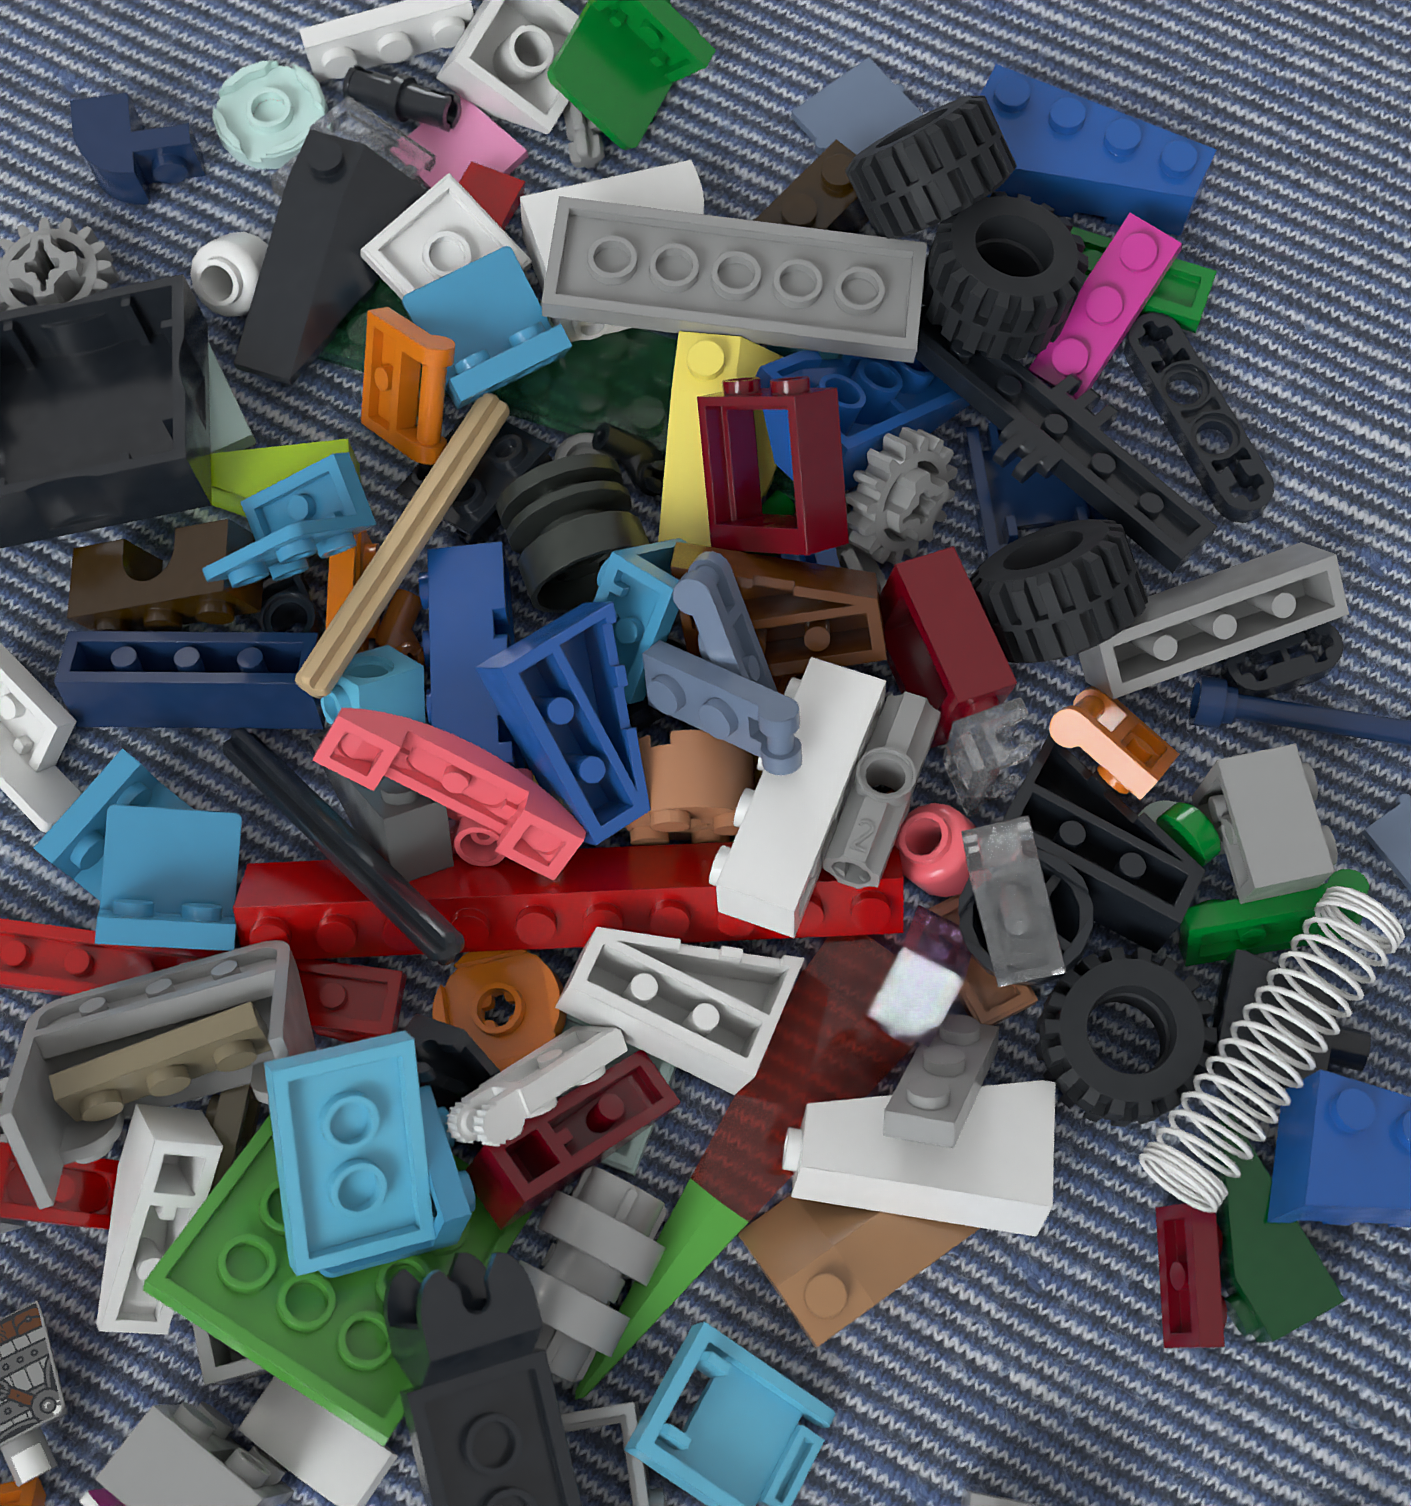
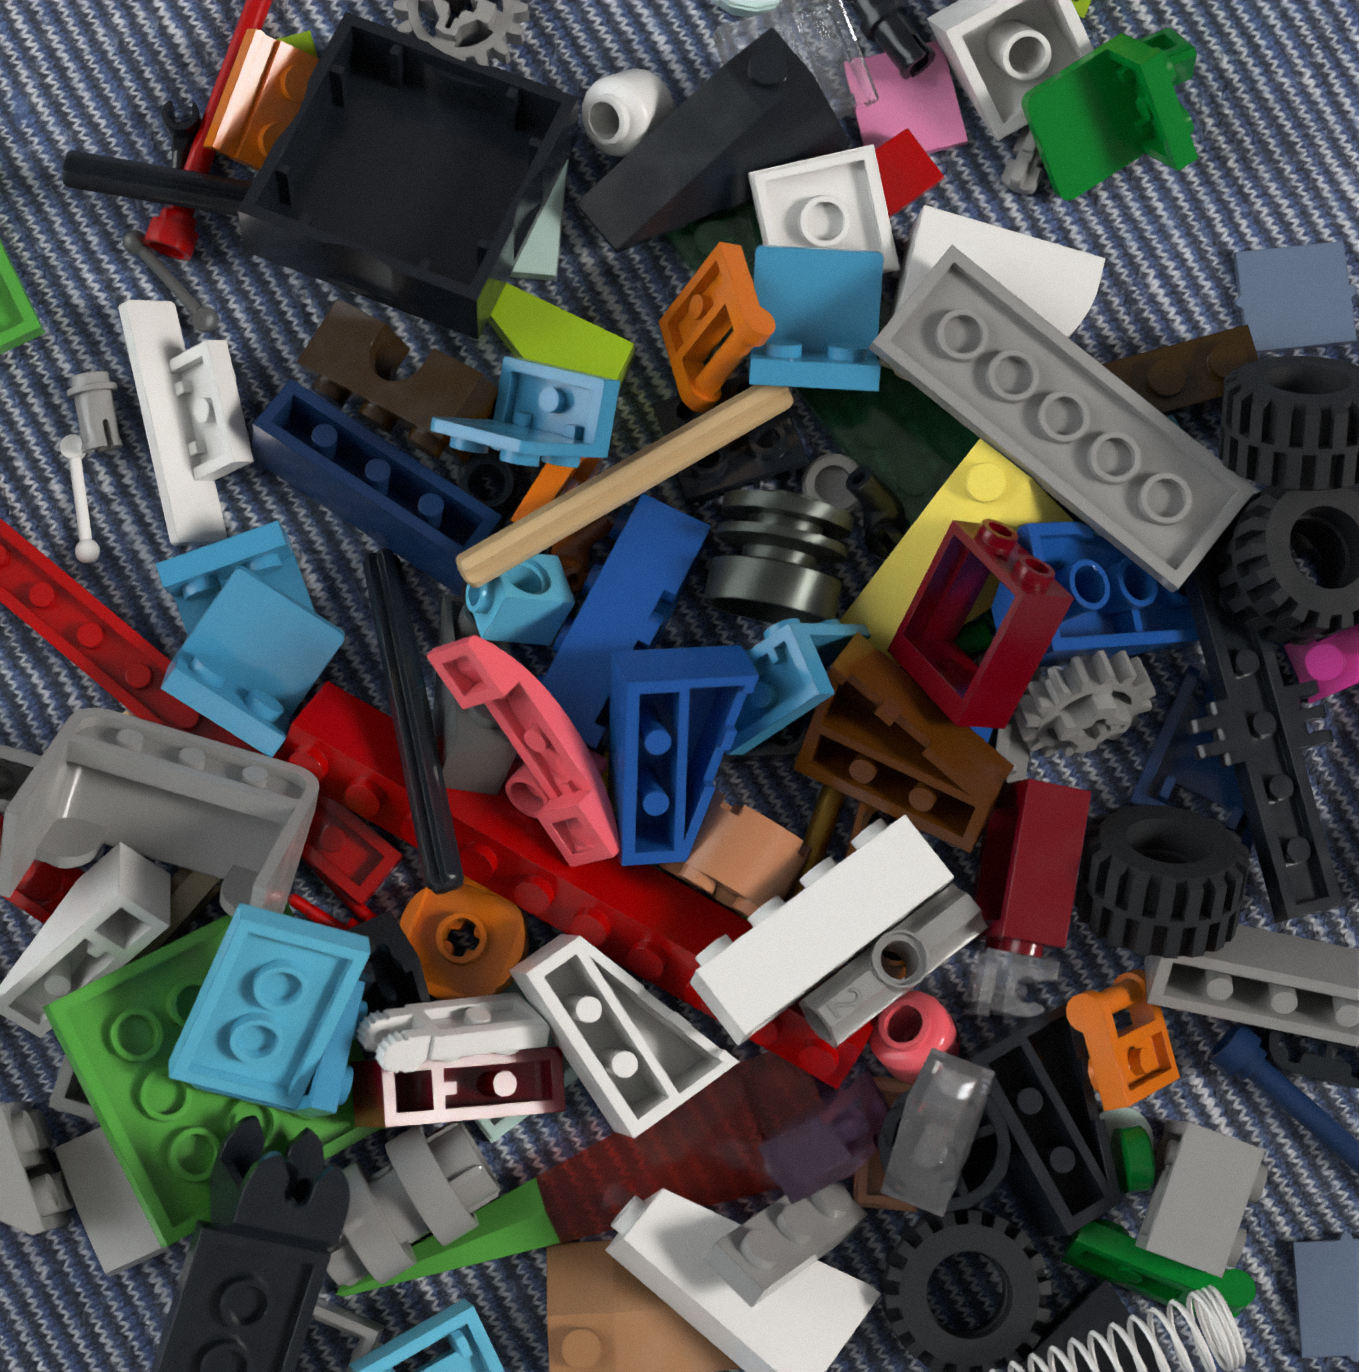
camera: 25 degrees right, 10 degrees up
(161, 1064) = (159, 826): dark tan plate -> none
(722, 619) = (840, 765): sand blue plate -> none
(724, 706) = (799, 818): sand blue plate -> none

